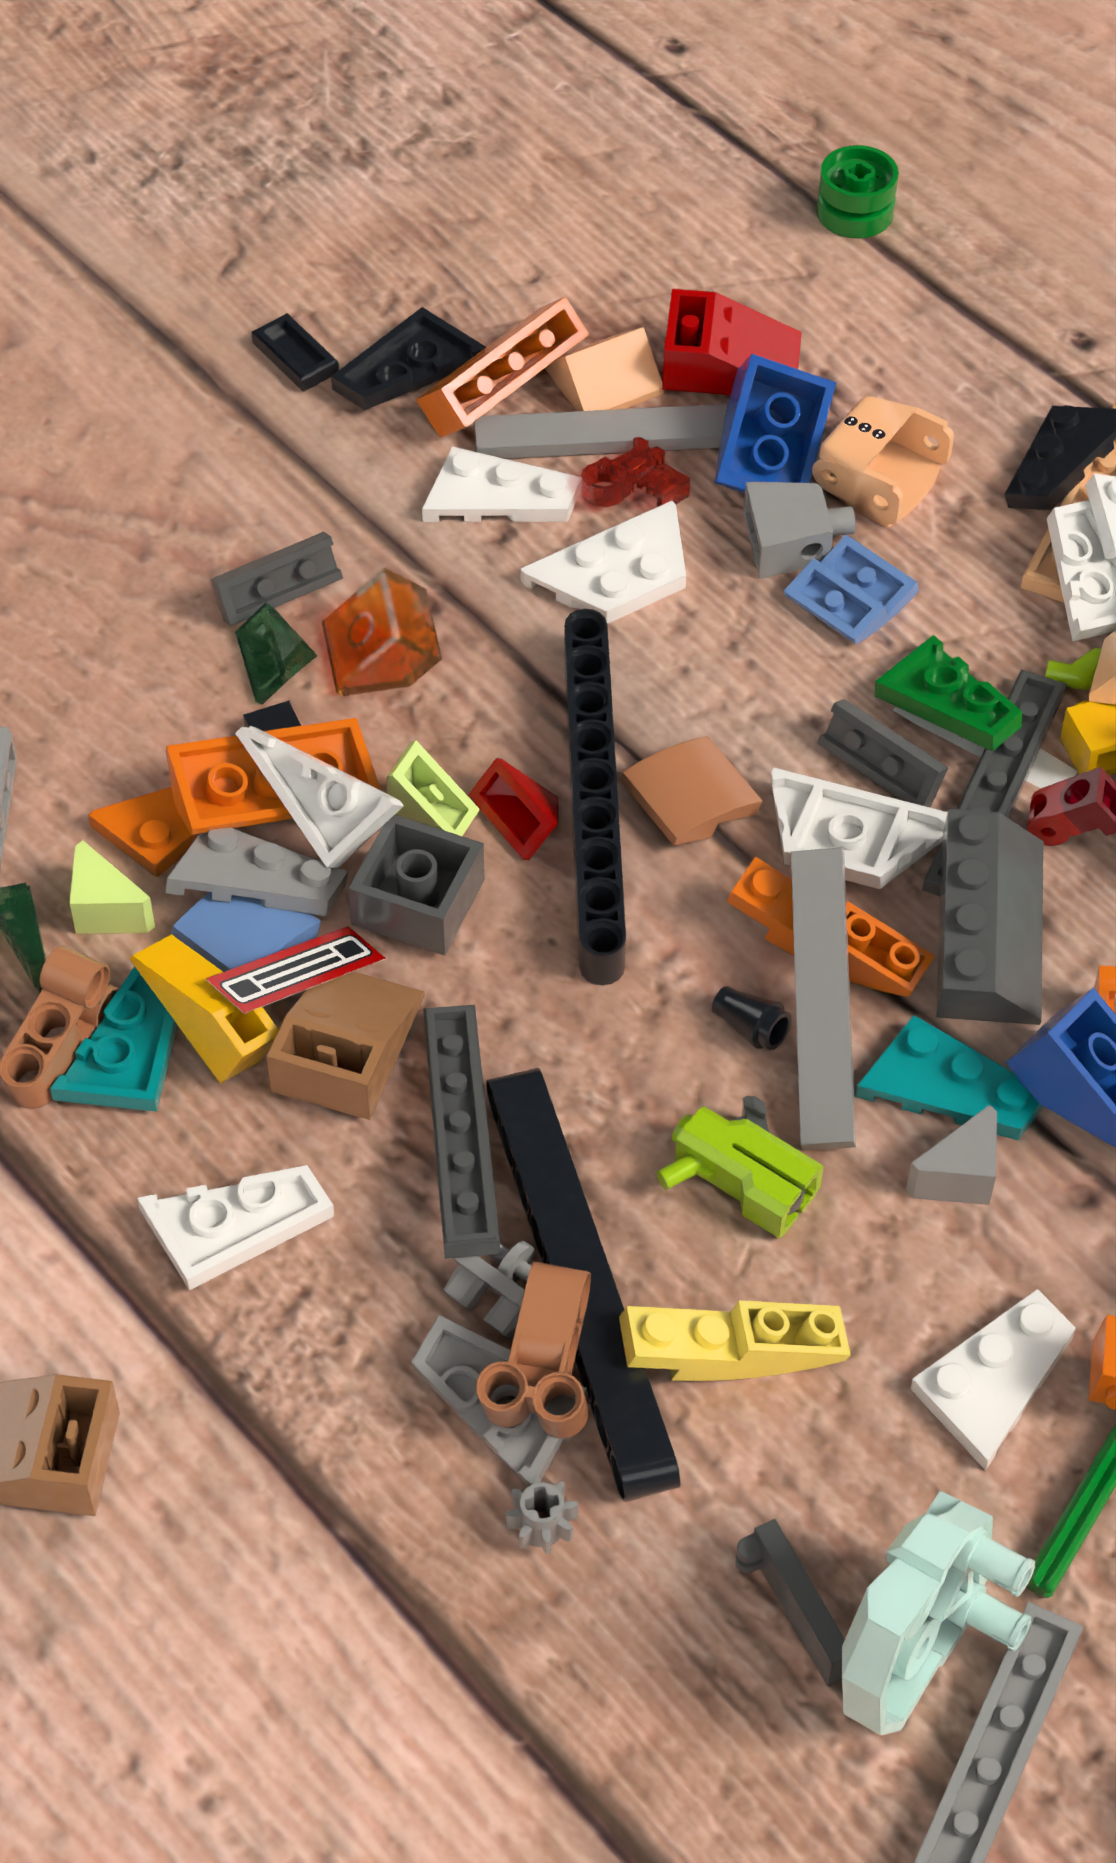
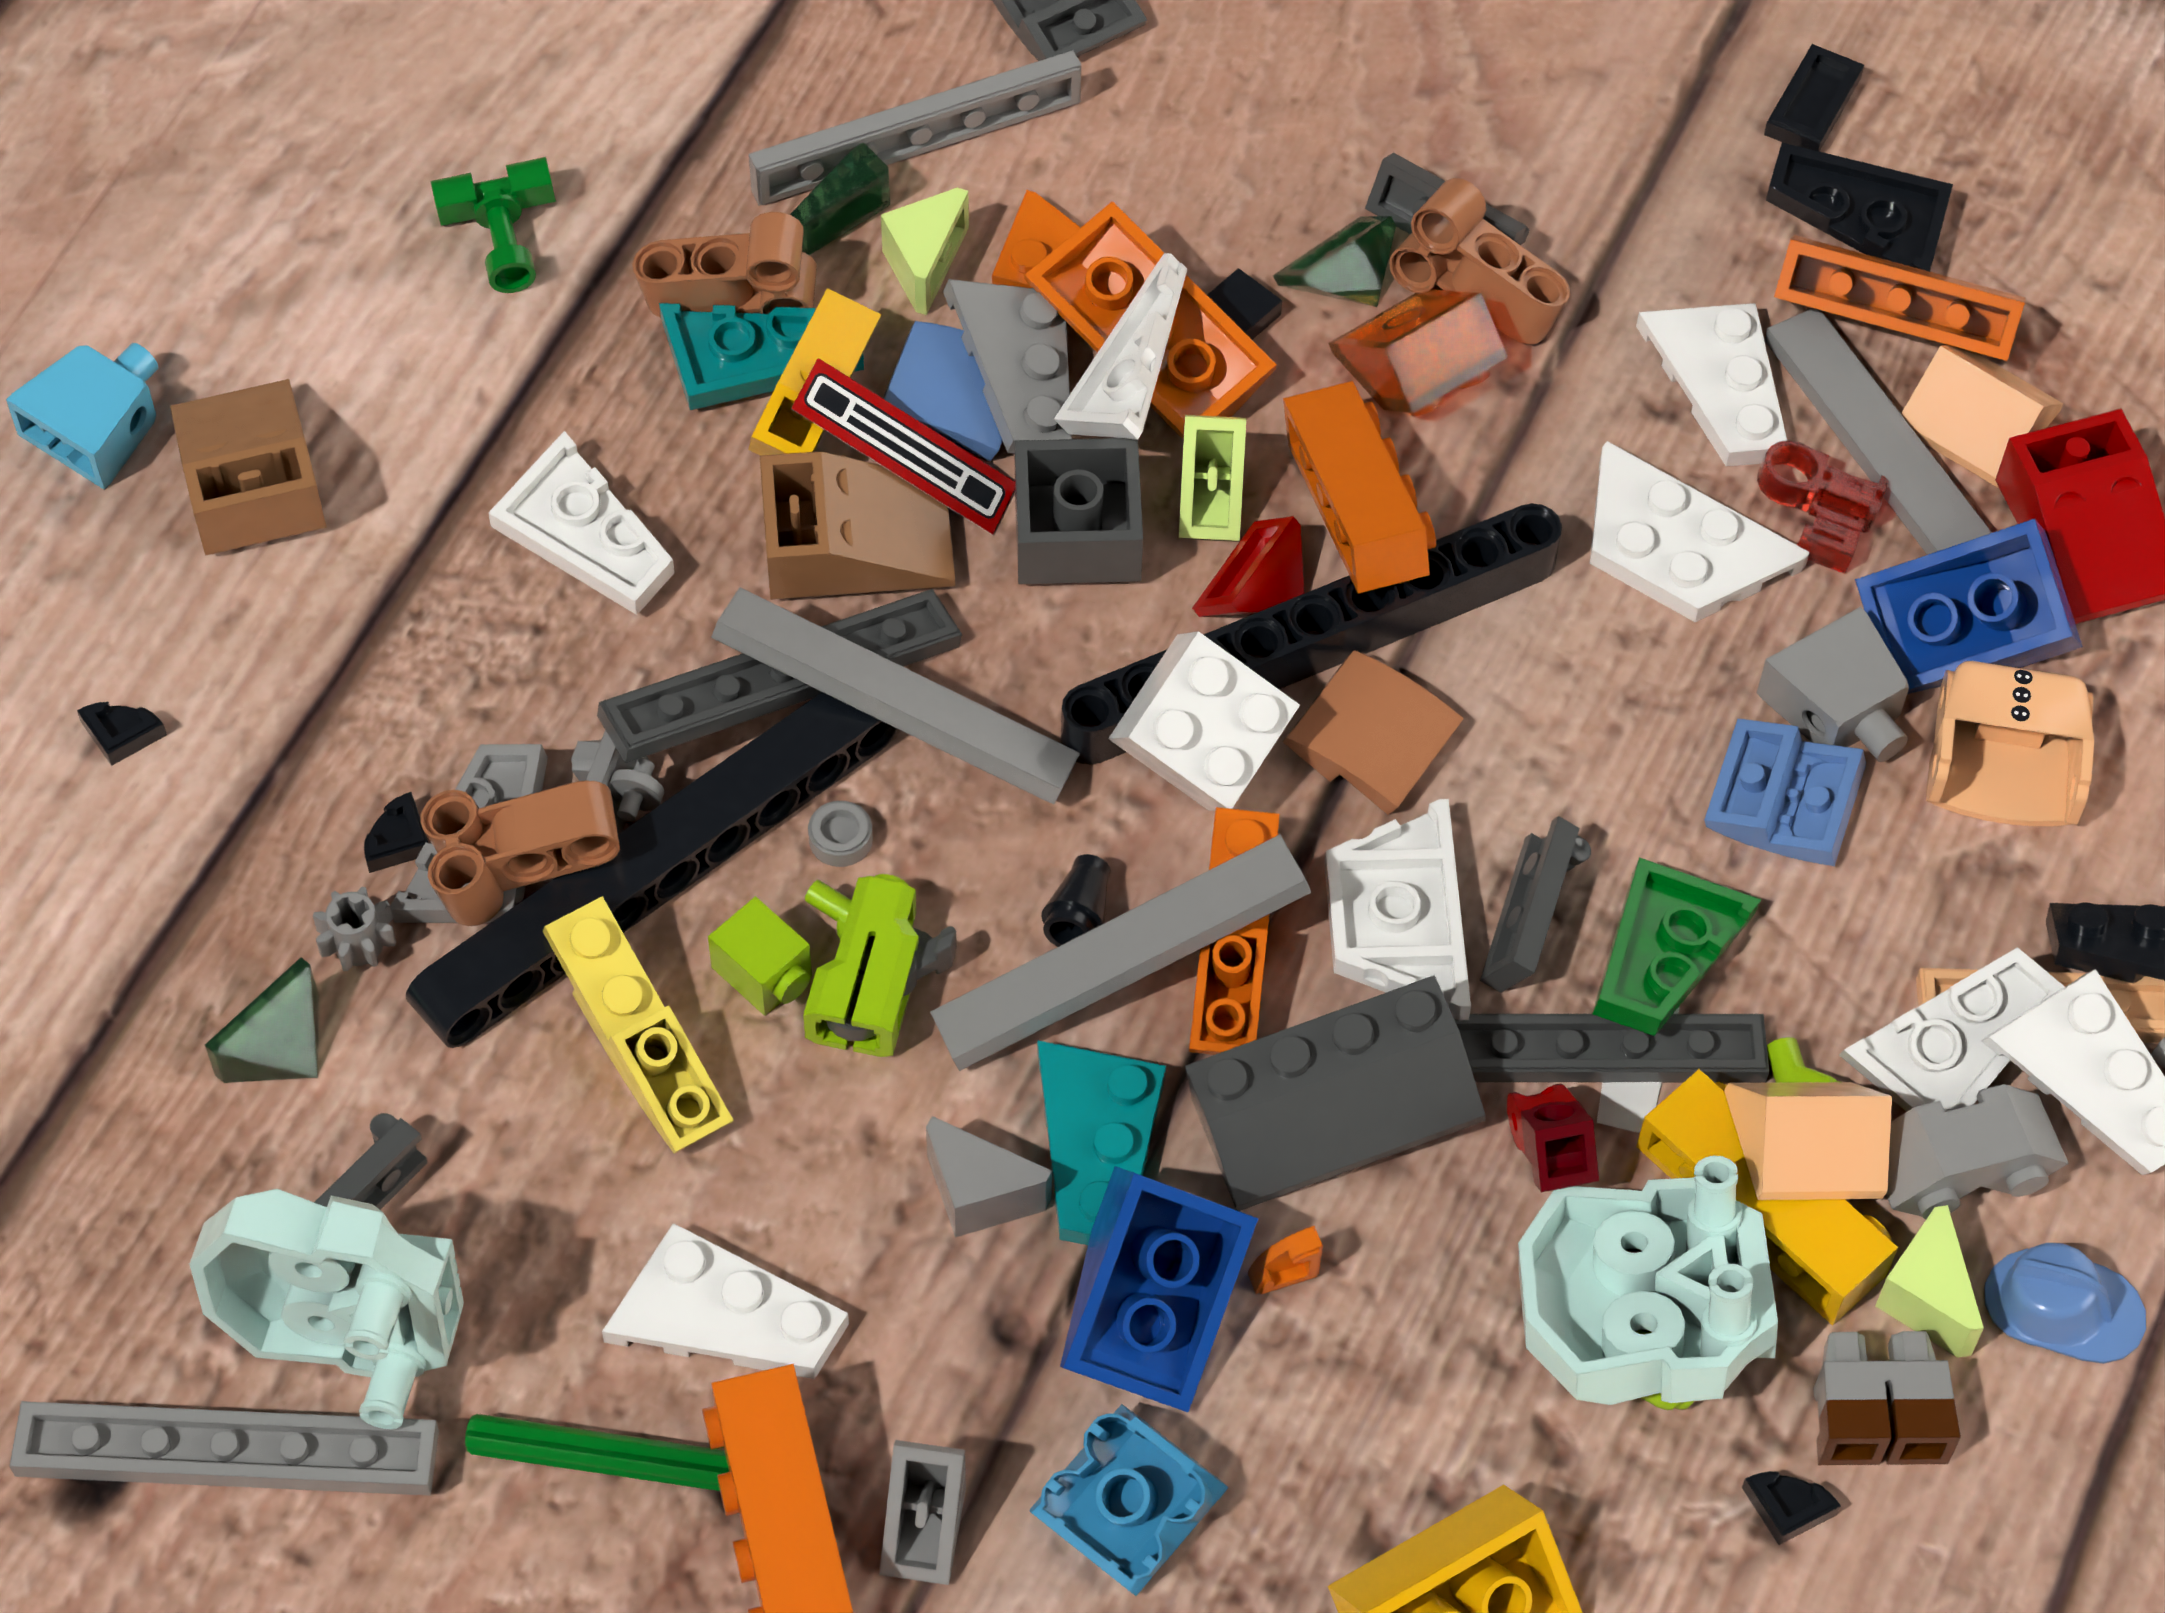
camera: 65 degrees right, 5 degrees up
(237, 1642) = (120, 729): none -> black tile
(332, 571) = (1467, 254): none -> nougat piece
(454, 1460) = (395, 835): none -> black tile
(498, 707) = (1359, 486): none -> orange brick
(522, 1057) = (895, 695): none -> light grey tile
(609, 1150) = (840, 833): none -> light grey tile
(612, 1608) = (273, 1034): none -> clear green slope
(658, 868) = (1204, 721): none -> white brick
(705, 1234) = (761, 956): none -> lime brick

